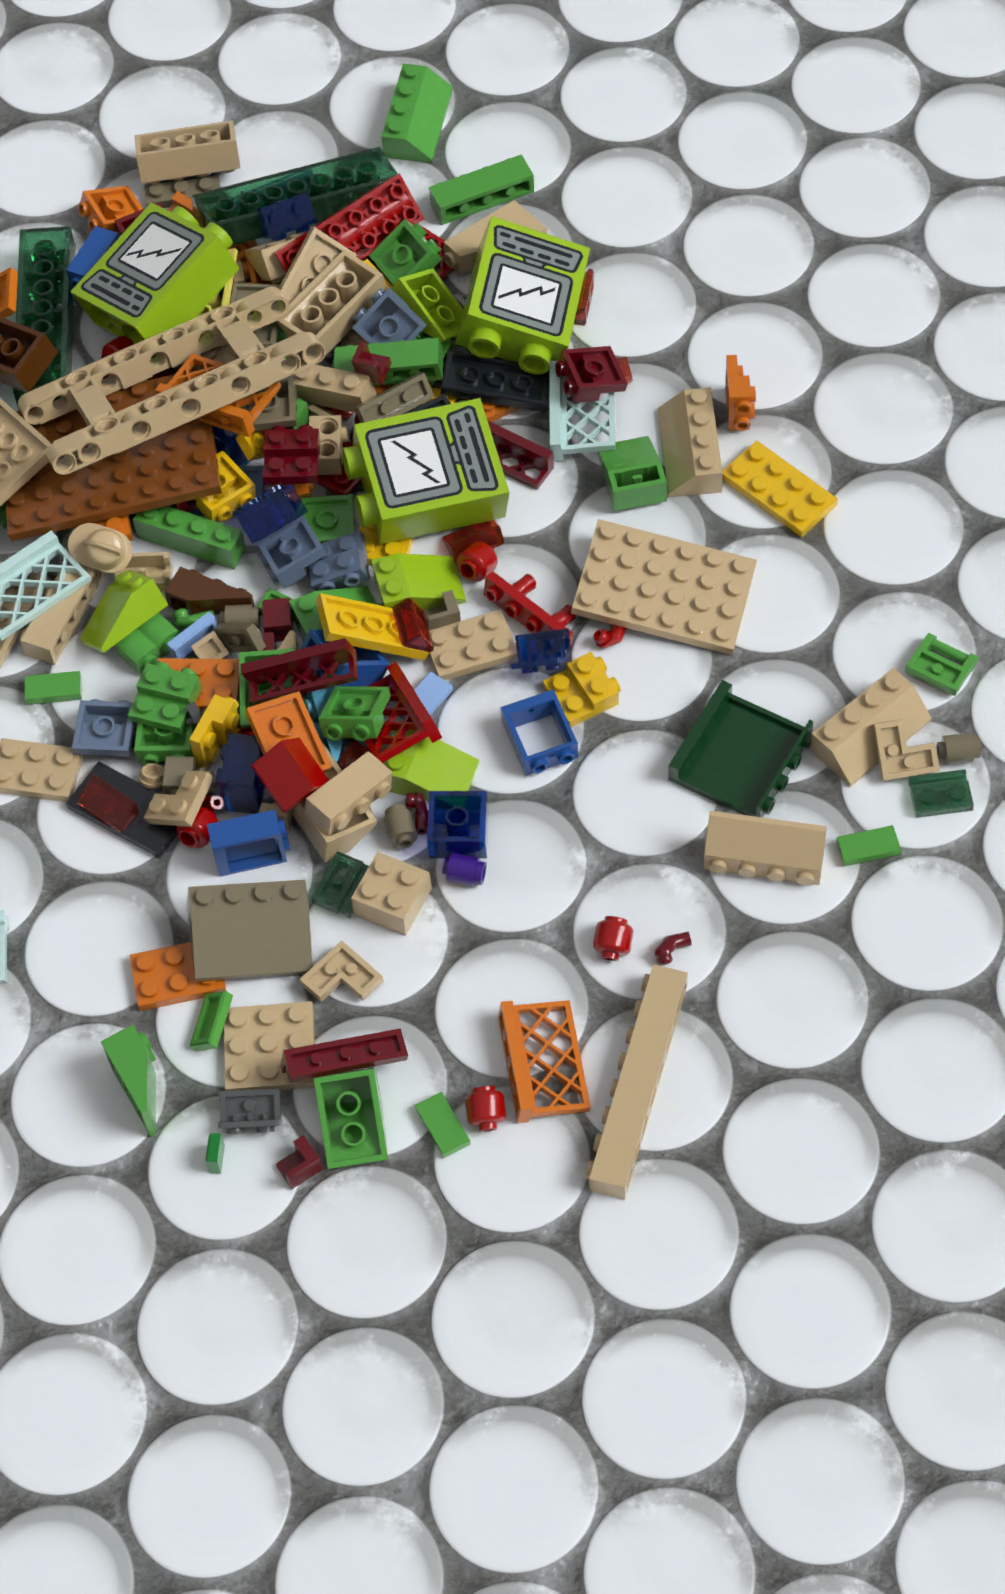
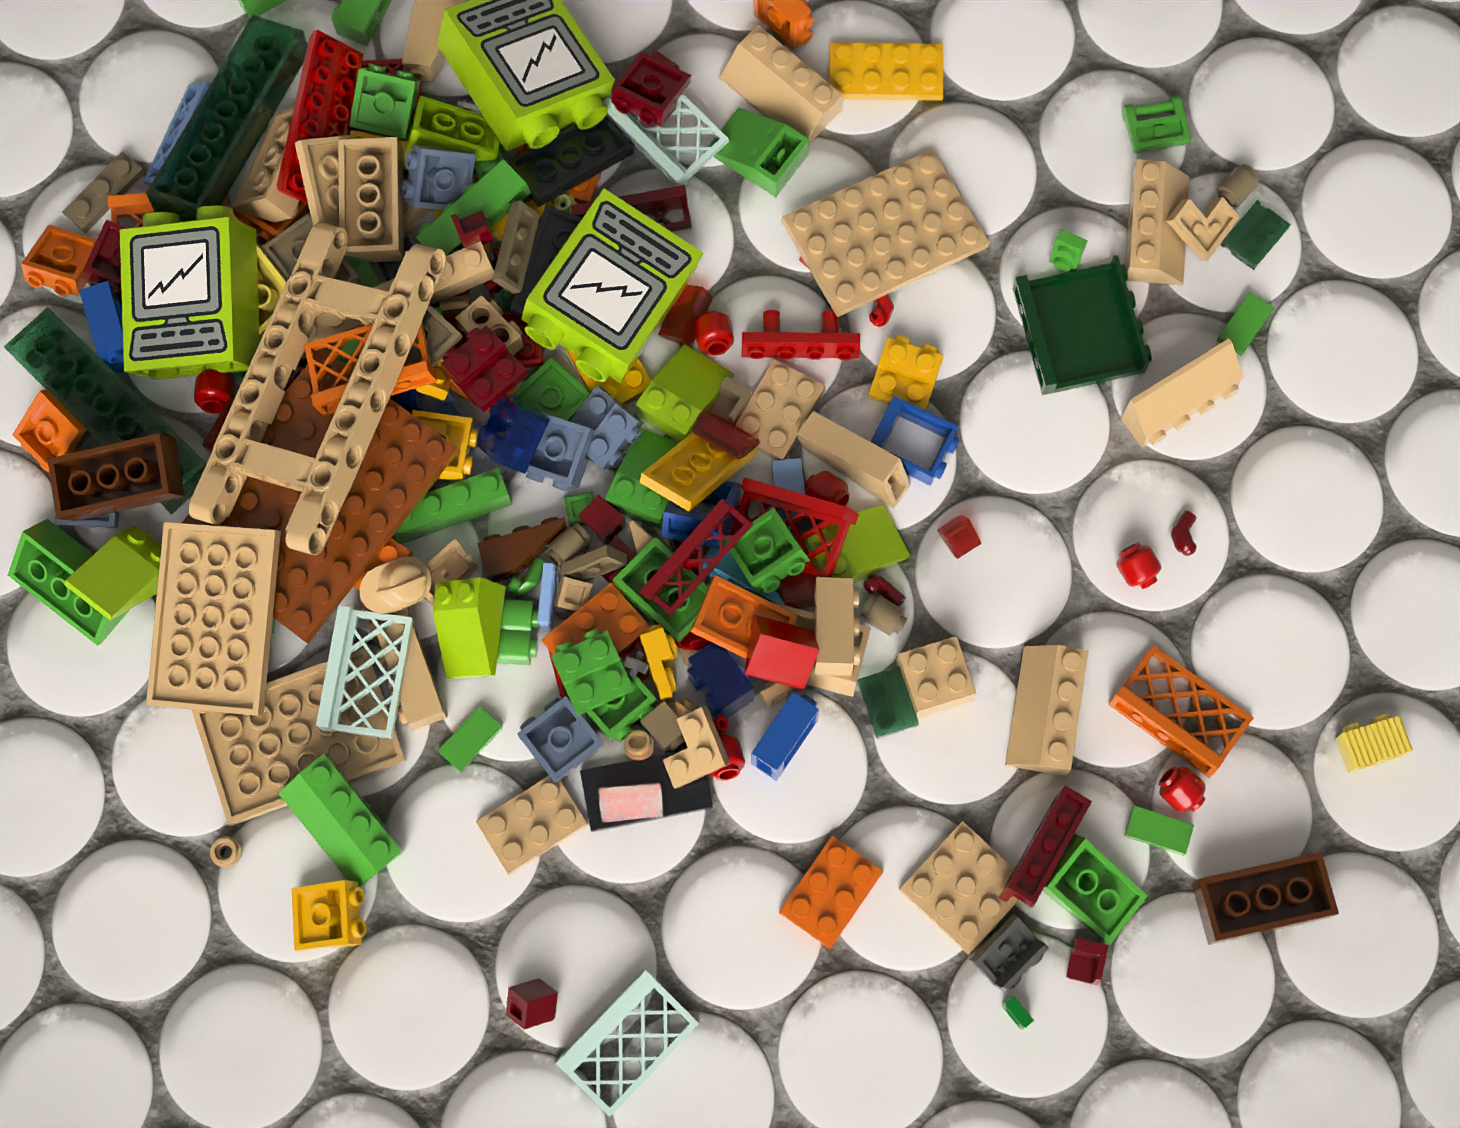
camera: 45 degrees left, 15 degrees up
(131, 1062) = (895, 1007): bright green slope -> none
(187, 152) = (77, 151): tan brick -> none
(211, 1021) = (901, 908): bright green tile -> none
(249, 930) = (860, 808): dark tan slope -> none
(287, 215) = (249, 146): clear blue bracket -> none
(340, 967) = (958, 770): tan plate -> none
(447, 717) = (828, 488): none -> red head
(449, 980) = (1047, 709): none -> tan slope
(457, 823) = (931, 574): clear blue brick -> none
(464, 869) = (970, 607): dark purple brick -> none
(464, 1225) = (1265, 898): none -> reddish brown brick
(486, 713) = (855, 458): none -> tan slope
(509, 822) = (959, 536): none -> clear red slope
(542, 649) = (851, 370): clear blue bracket -> none
(638, 1082) = (1270, 665): tan brick -> none
(659, 1195) = (1373, 743): none -> light yellow brick
(778, 691) = (1067, 251): none -> bright green plate

